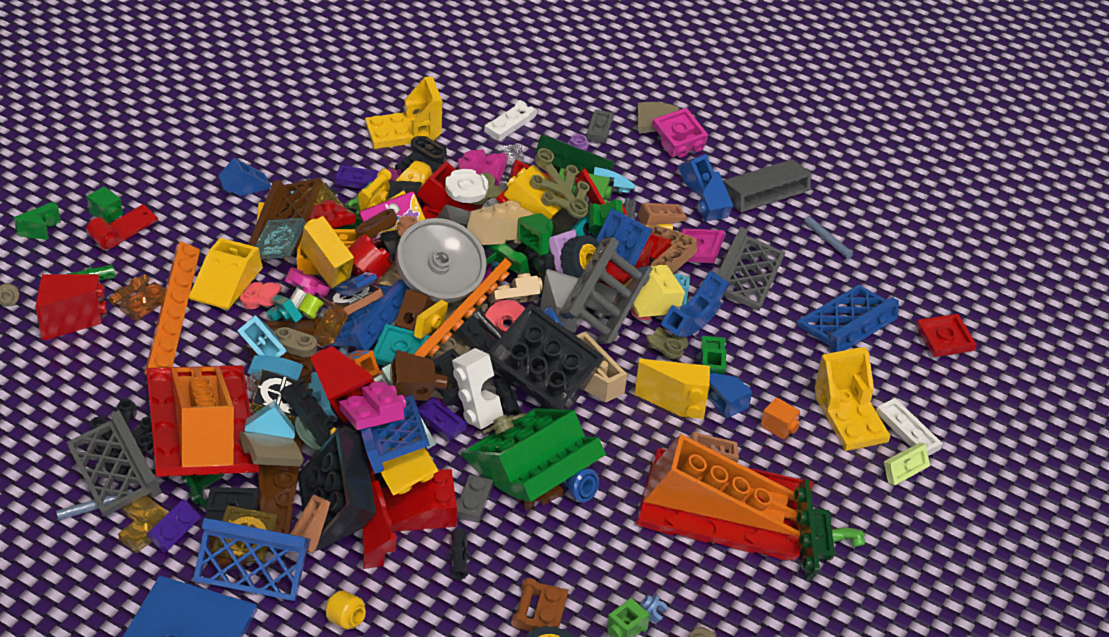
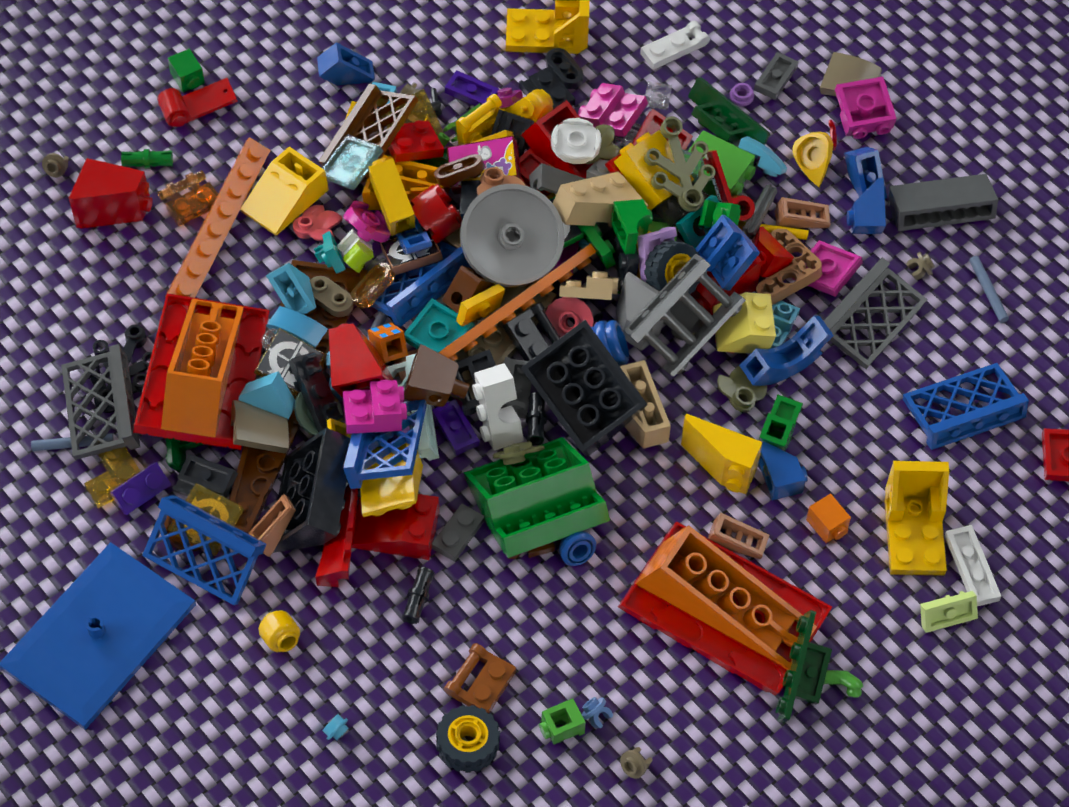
camera: 20 degrees right, 15 degrees up
(35, 222) = (107, 76): green slope -> none
(654, 171) = (815, 152): none -> yellow piece
(772, 228) = (925, 265): none -> dark tan plate

